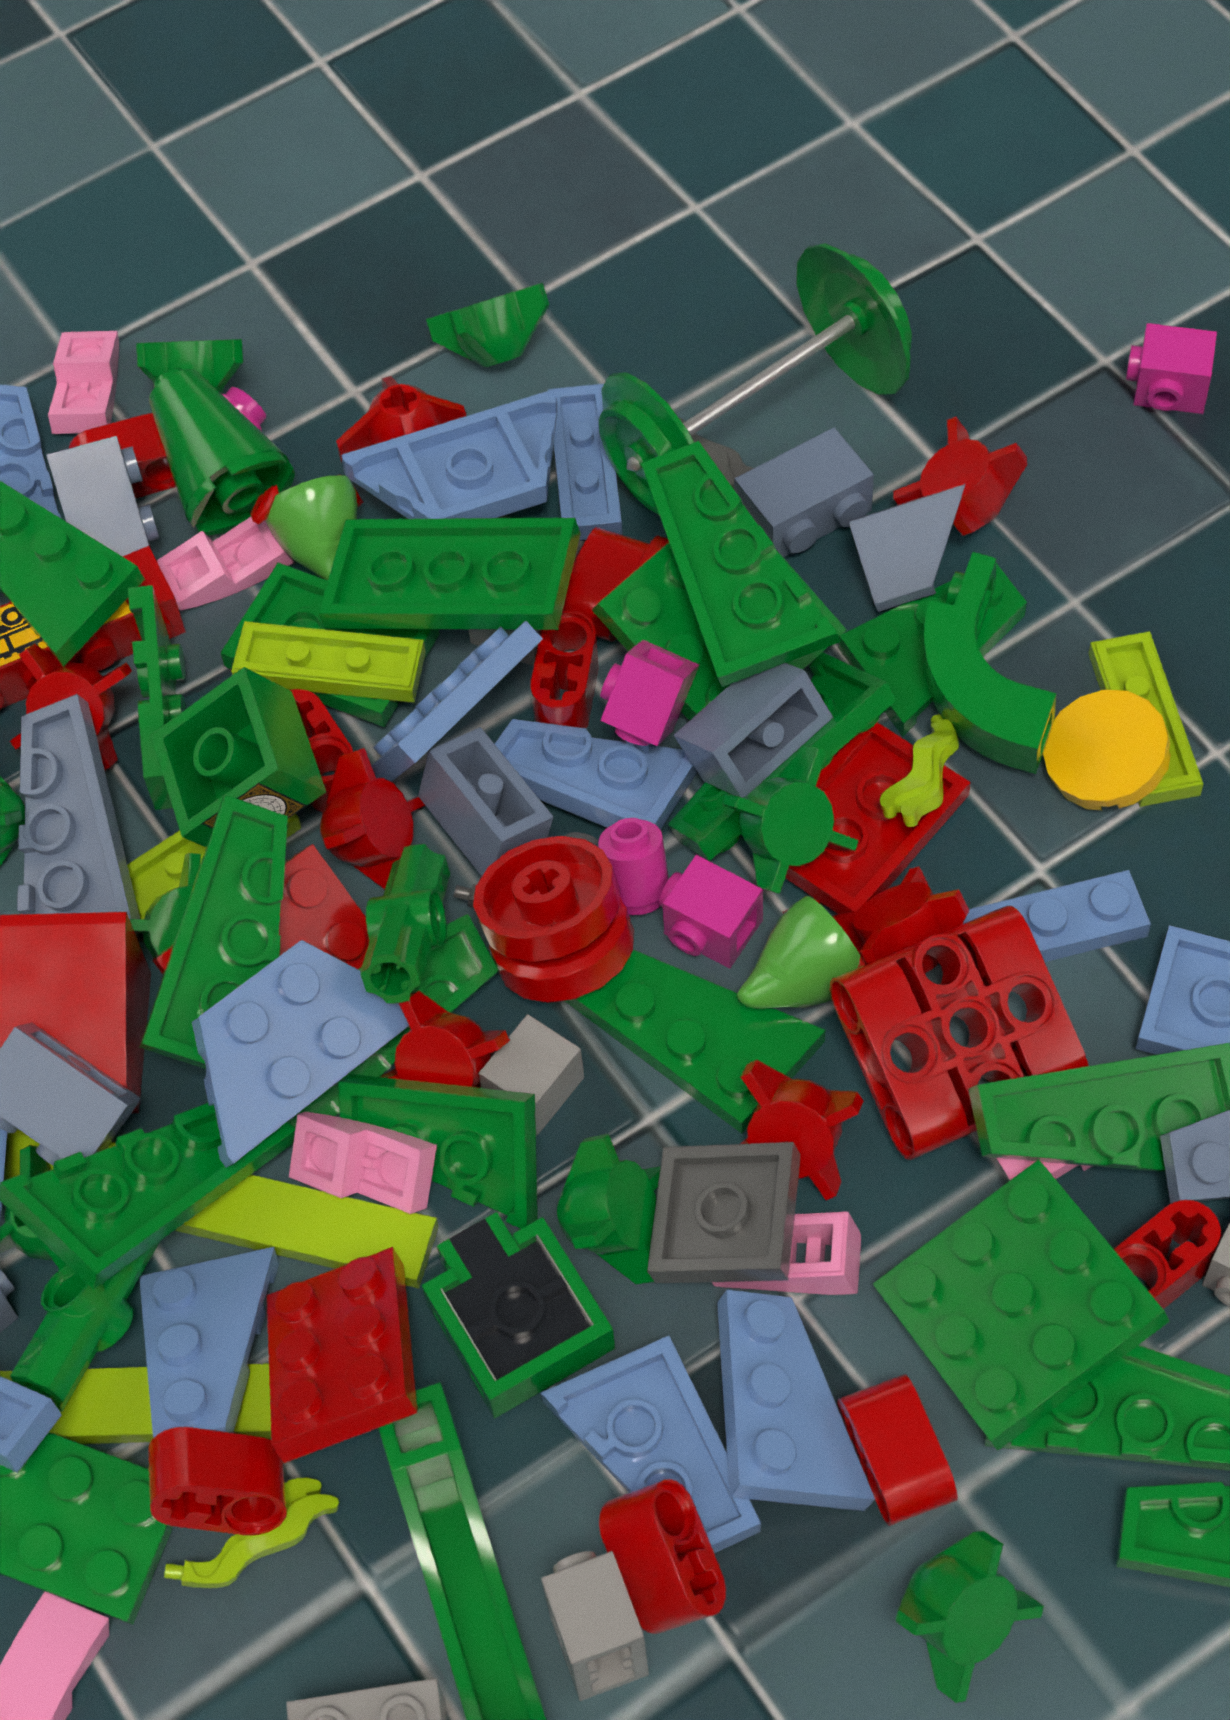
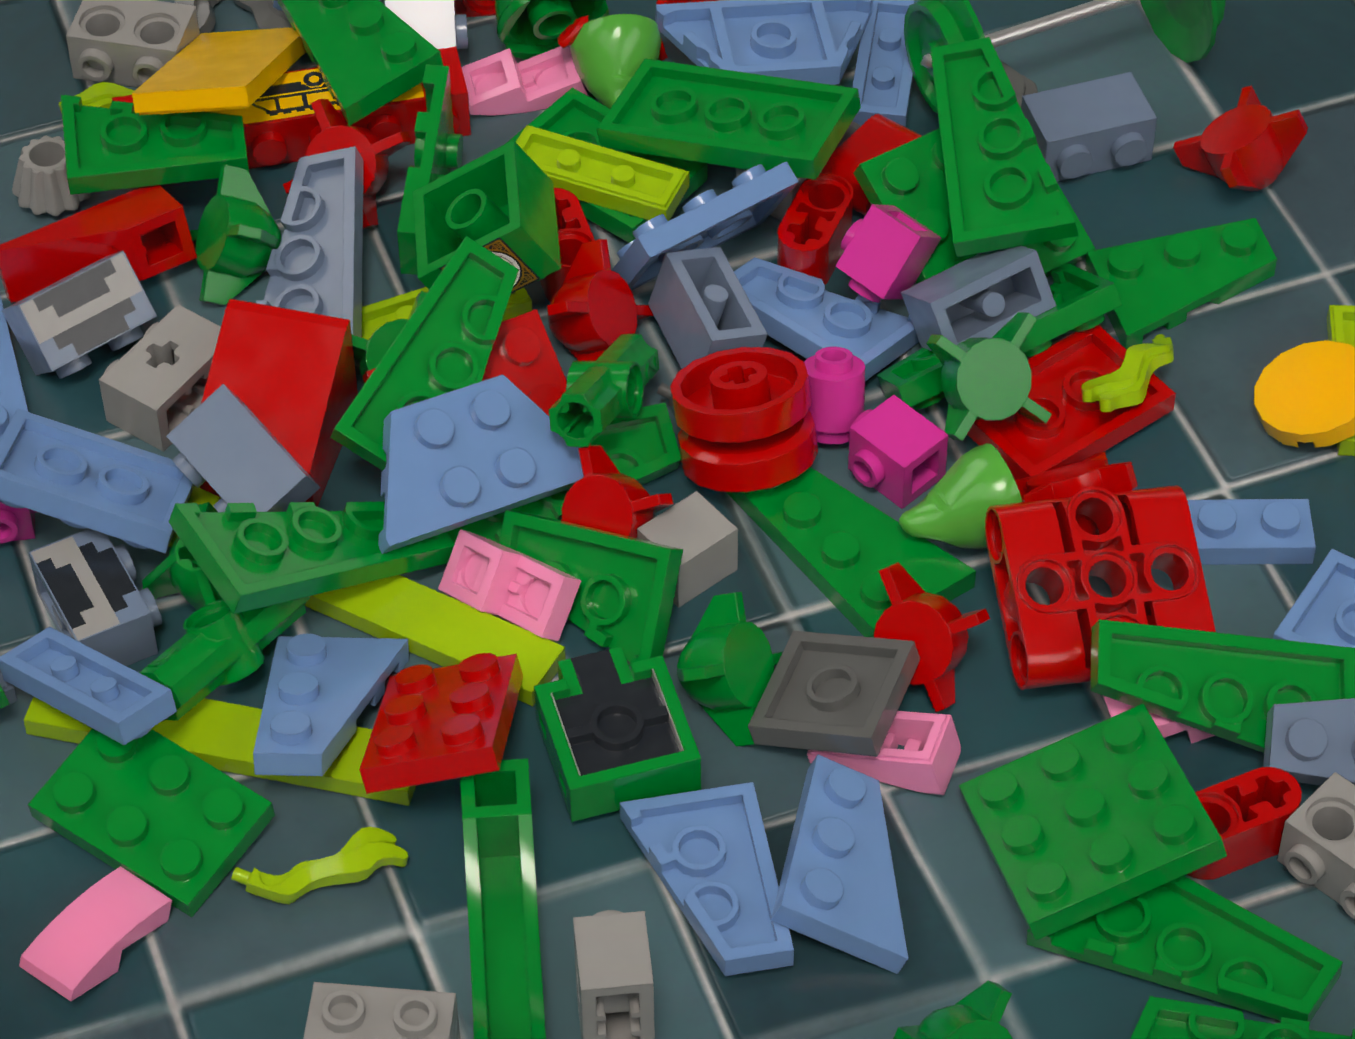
camera: 10 degrees right, 10 degrees down
(216, 1481) = (294, 794): red beam -> none
(663, 1556) = (694, 951): red beam -> none
(898, 1449) = (941, 922): red beam -> none
(905, 546) = (1168, 181): sand blue slope -> none
(985, 708) = (1208, 332): green arch -> none

